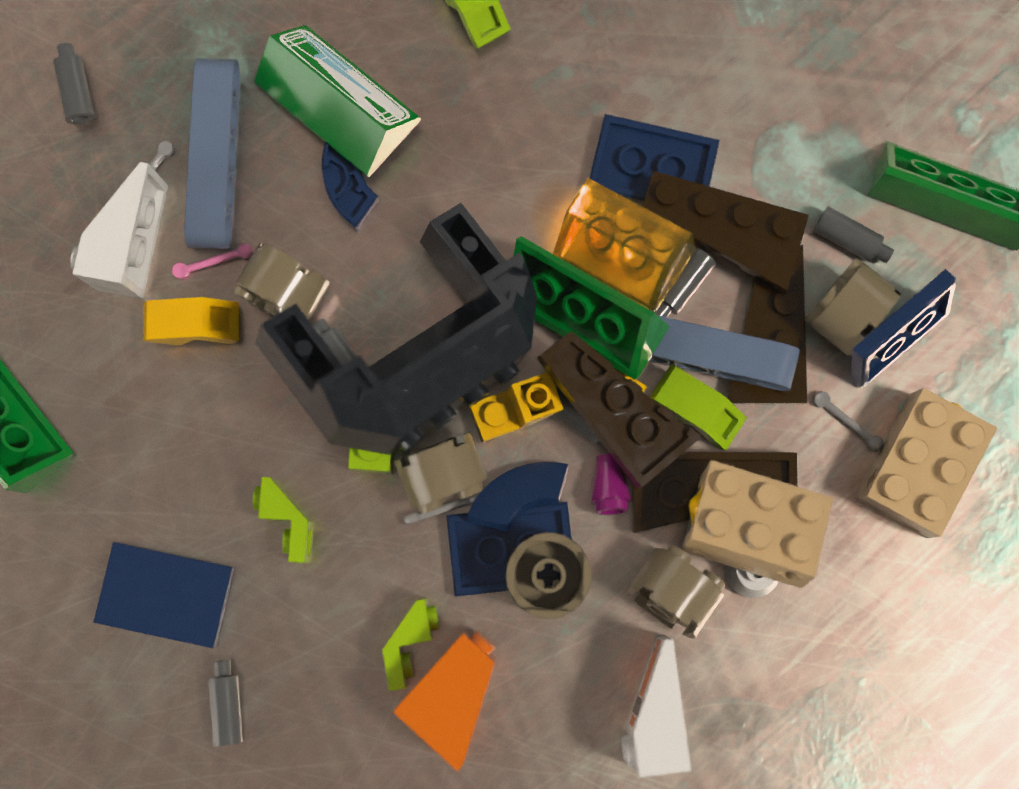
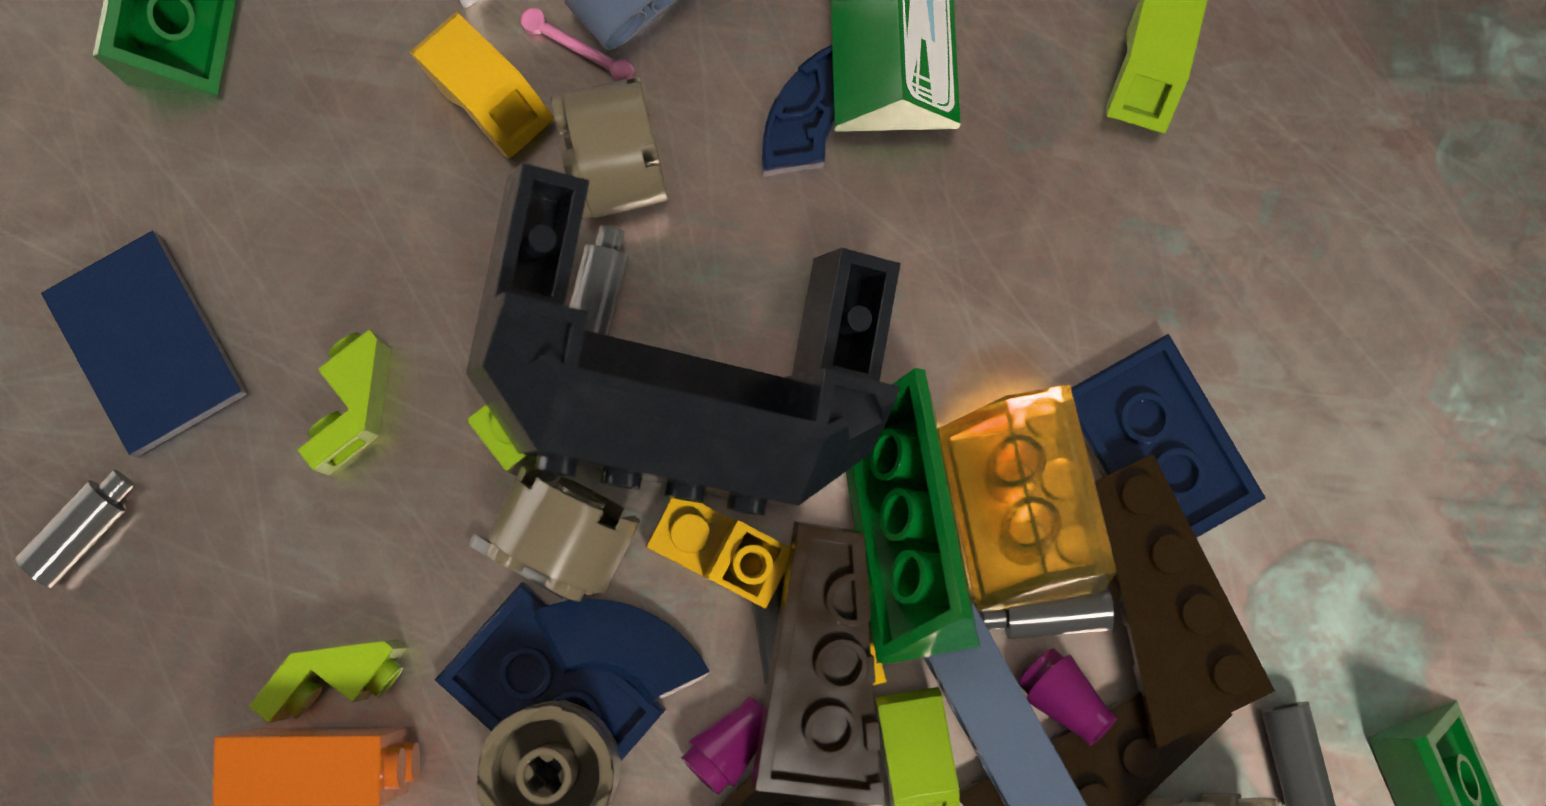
camera: 45 degrees right, 0 degrees up
(727, 310) = (1066, 695): none -> magenta cone

